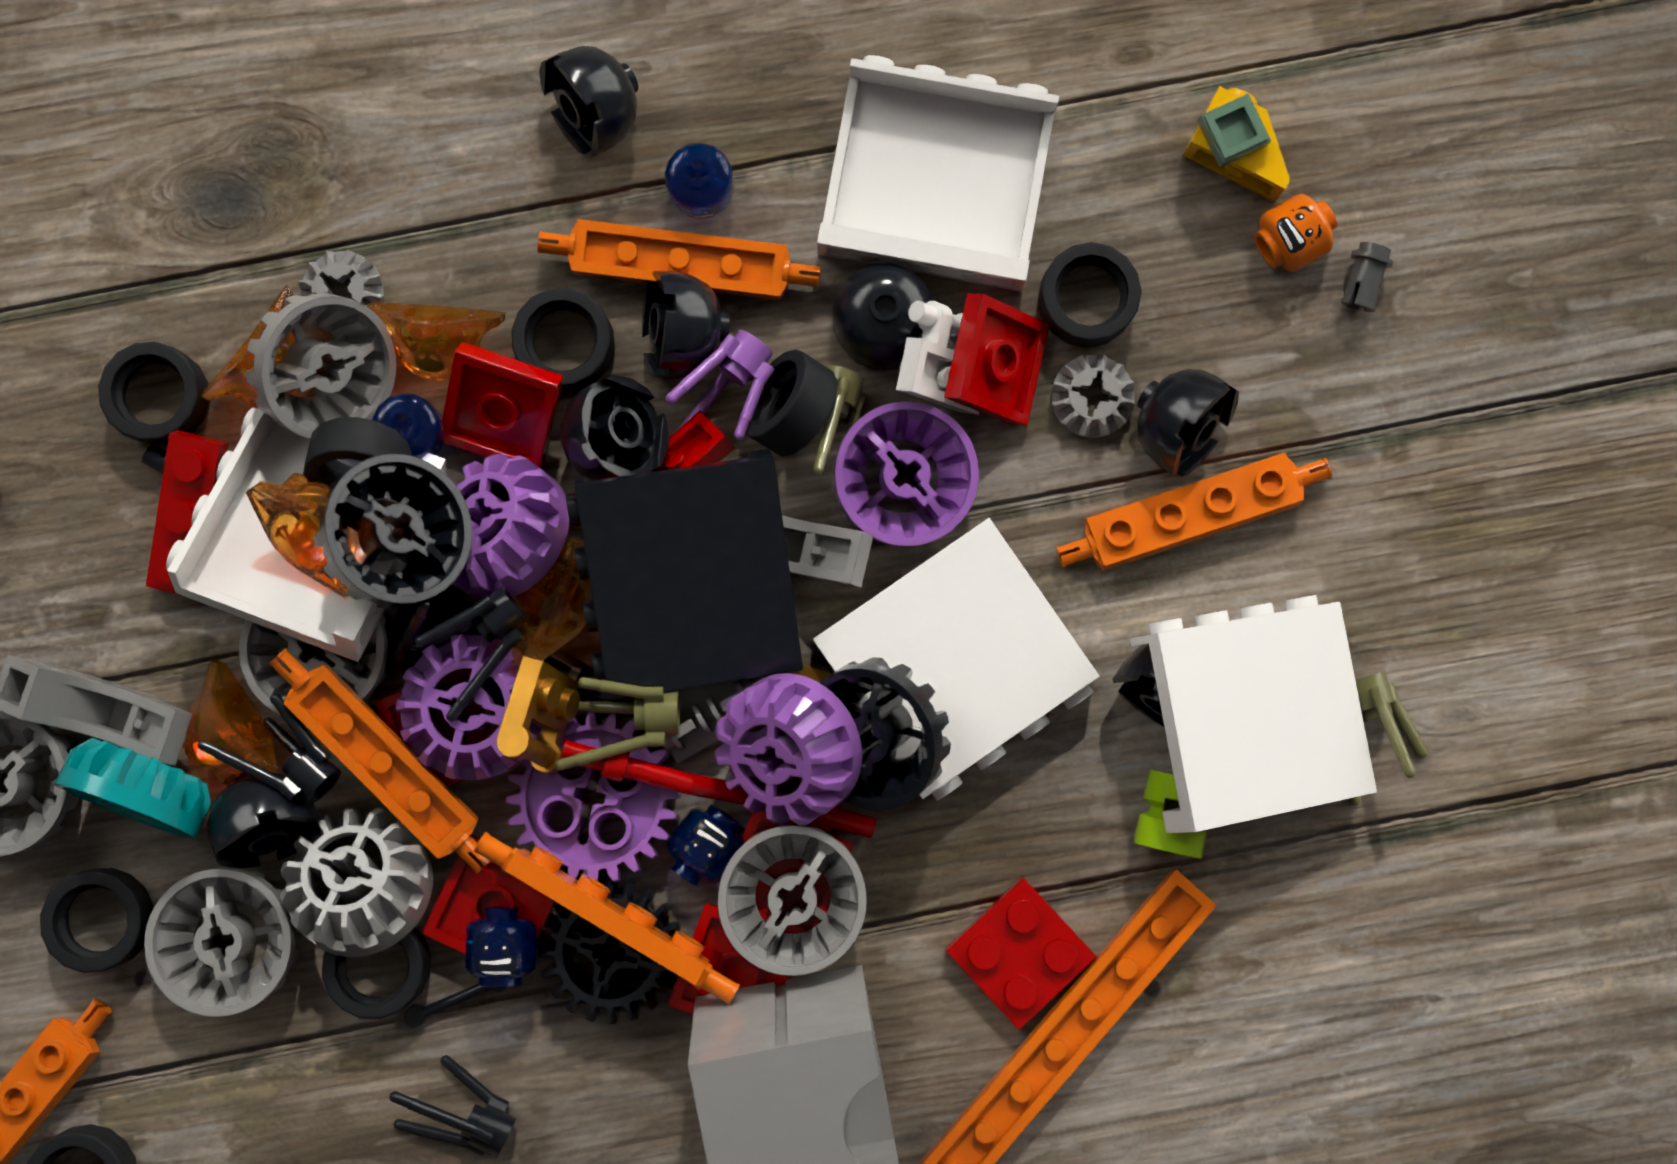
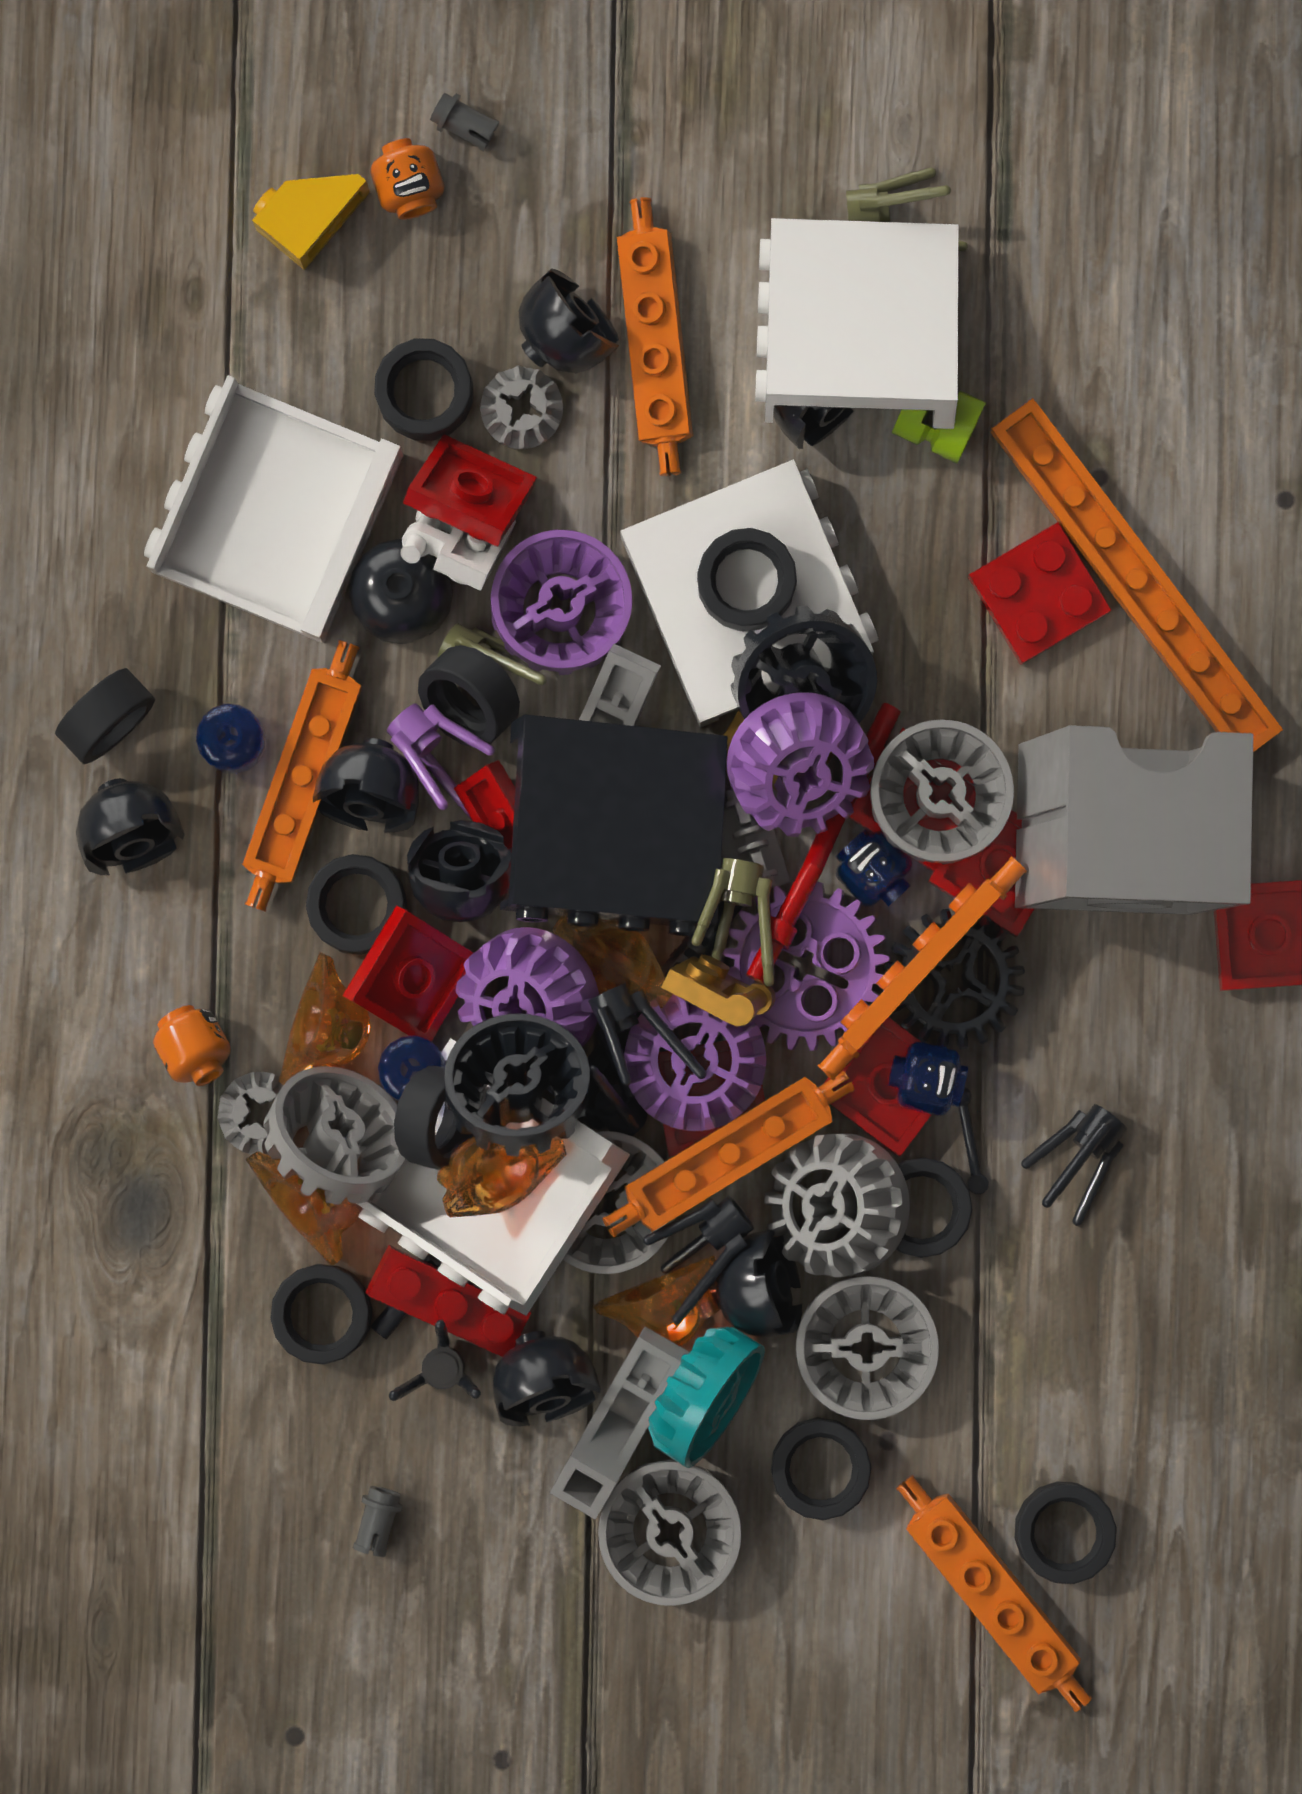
camera: 70 degrees left, 0 degrees up
(120, 522) = (440, 1369): none -> black plant
(129, 622) = (543, 1377): none -> black cylinder
(390, 209) = (191, 1045): none -> orange head
(694, 51) = (104, 716): none -> black tyre
(995, 626) = (739, 540): none -> black tyre
(1234, 130) = (300, 216): sand green tile -> none

